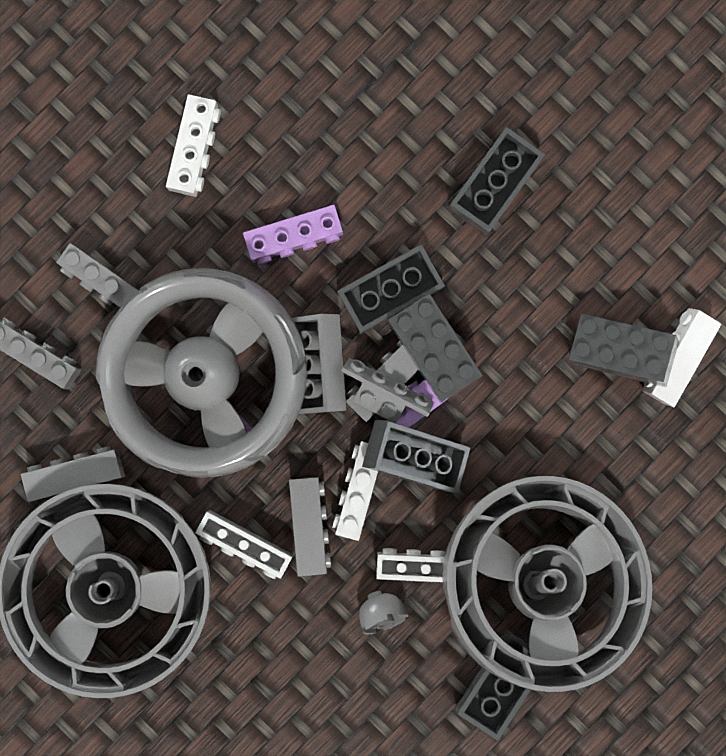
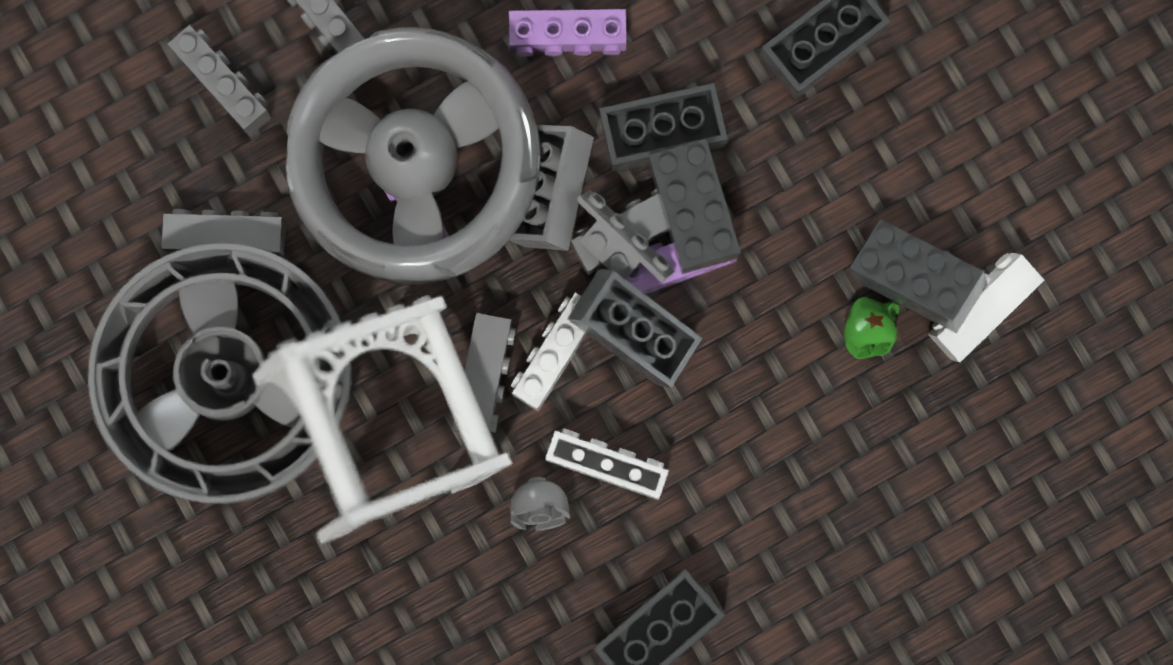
camera: 20 degrees right, 5 degrees down
(164, 581) = (295, 373): none -> white arch
(243, 543) = (408, 383): white brick -> none
(548, 585) = (747, 519): light grey wheel -> none
(596, 399) = (870, 328): none -> bright green piece

